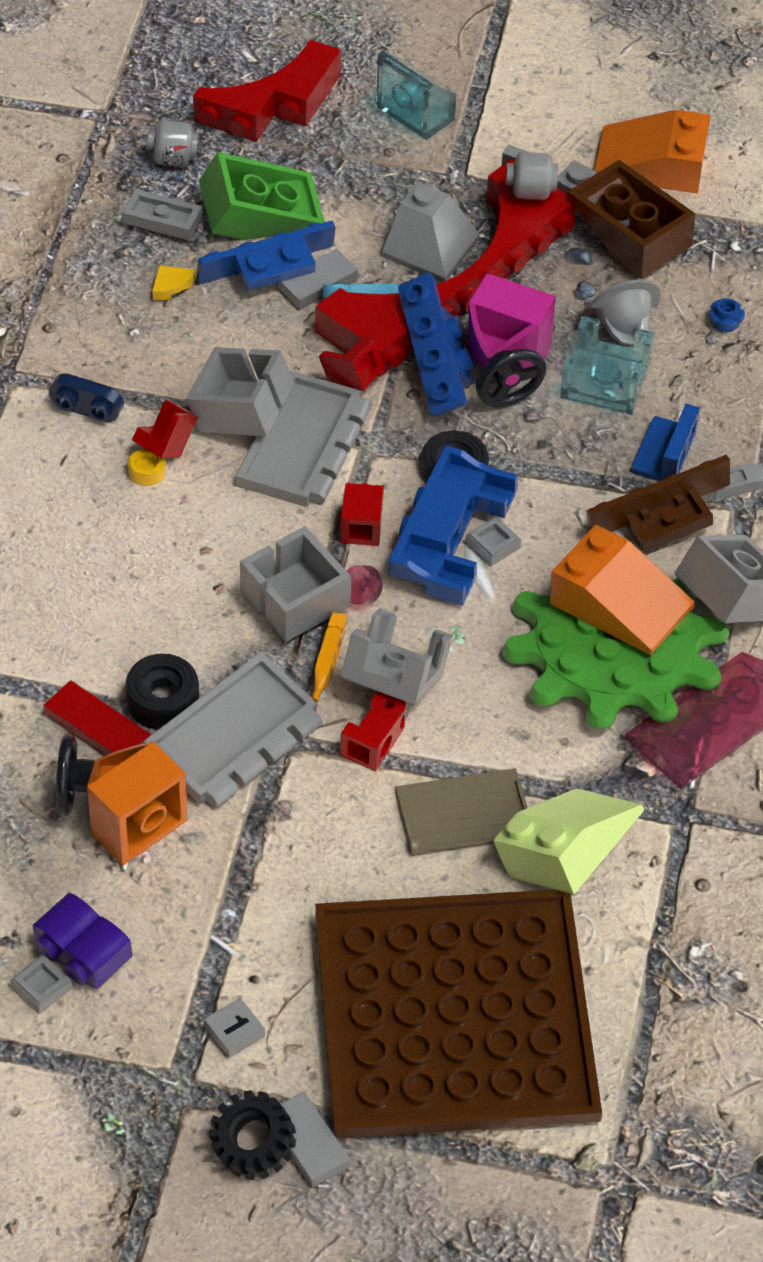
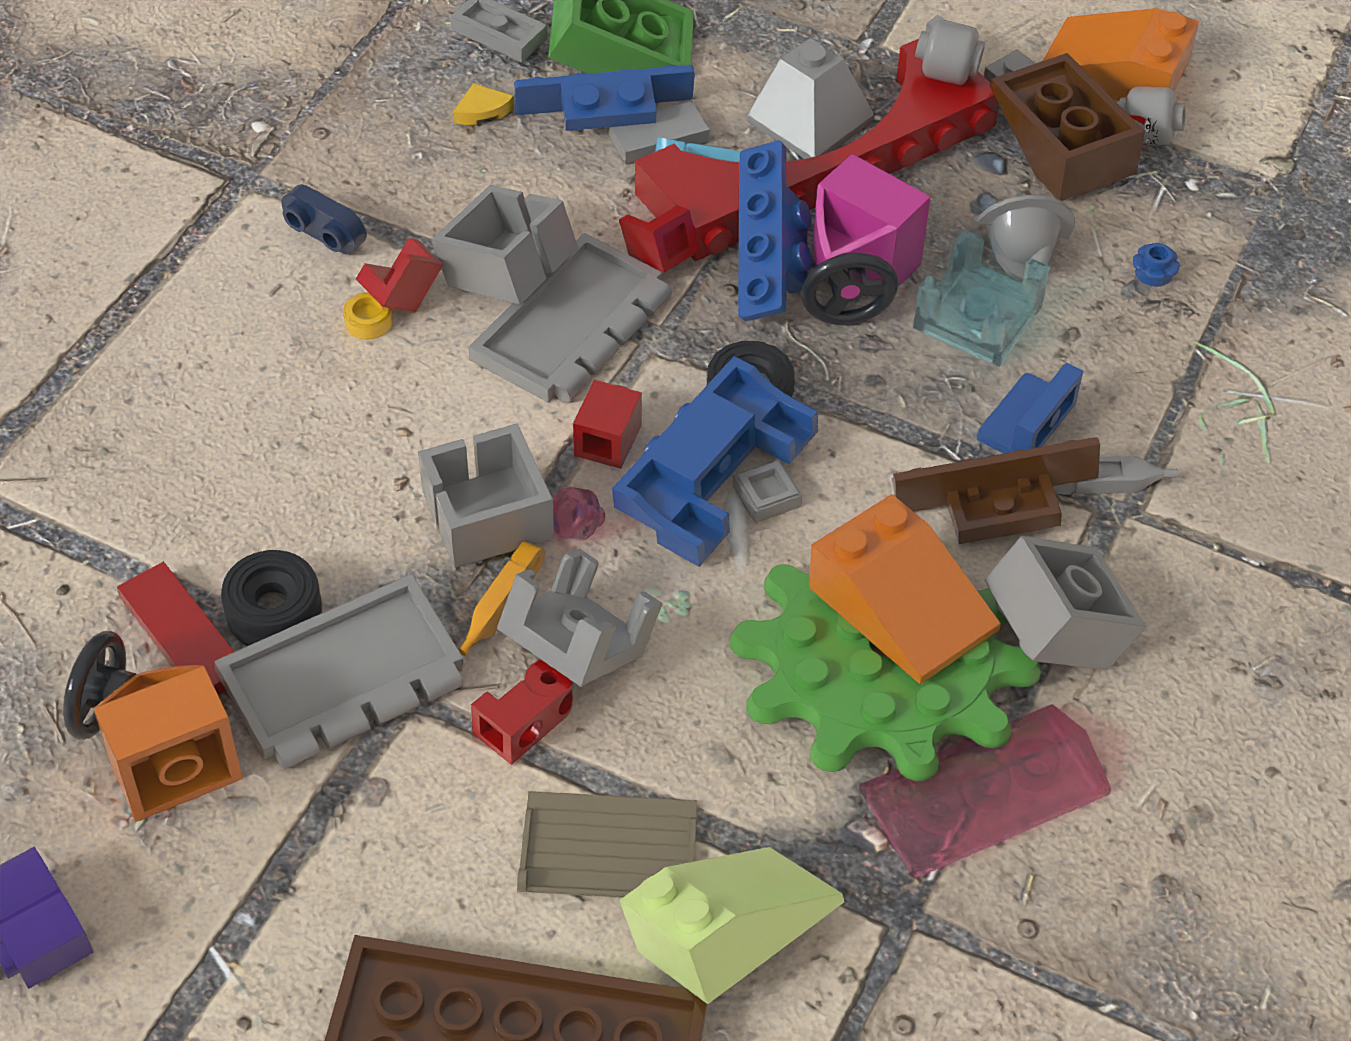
camera: 15 degrees right, 0 degrees up
(695, 193) = (1155, 112): none -> light grey head

